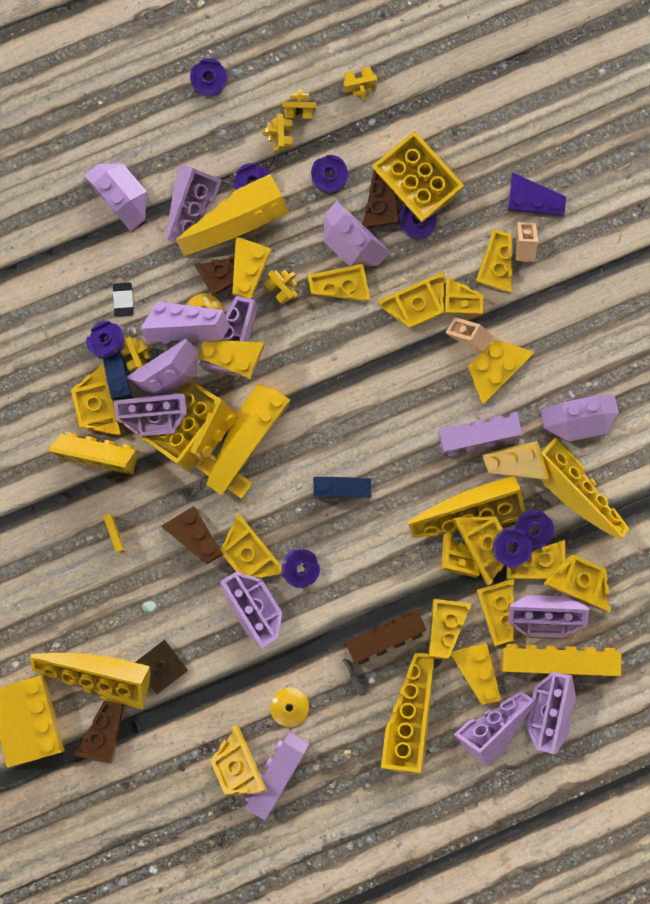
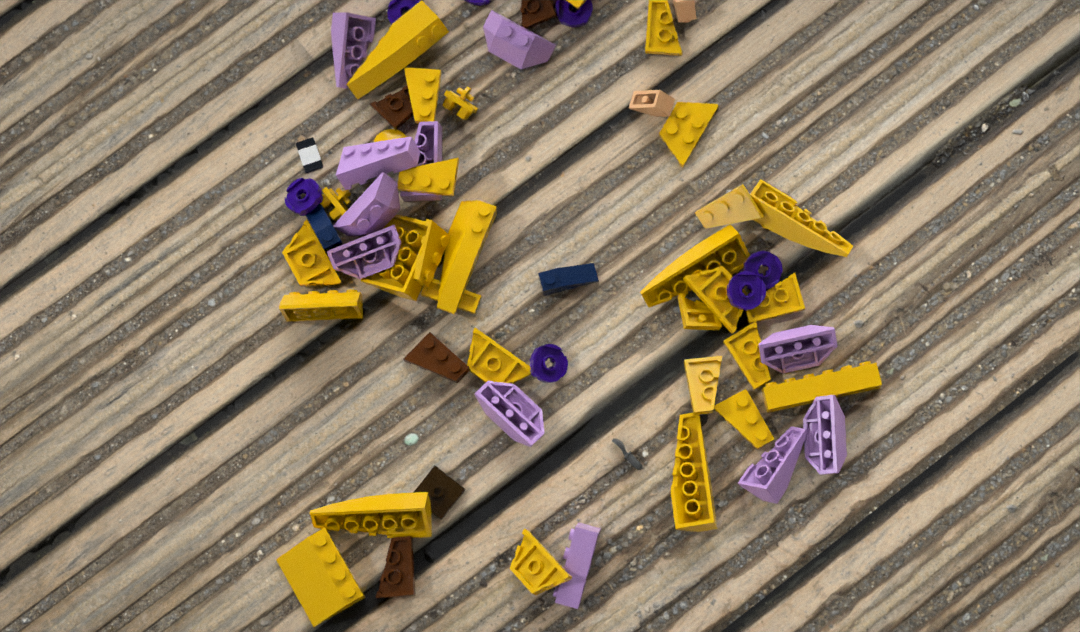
camera: 10 degrees left, 5 degrees down
(114, 533) = (359, 377): yellow tile -> none
(120, 192) = (280, 54): lavender wedge -> none
(289, 696) = (572, 509): yellow dish -> none
(341, 283) = (516, 86): yellow wing -> none
(385, 636) = (648, 406): reddish brown wedge -> none
(417, 302) = (593, 86): yellow wing -> none
(461, 299) = (636, 72): yellow wing -> none
(480, 434) = (687, 193): lavender wedge -> none
(581, 417) = (779, 153): lavender wedge -> none
(581, 581) = (821, 306): yellow wing -> none

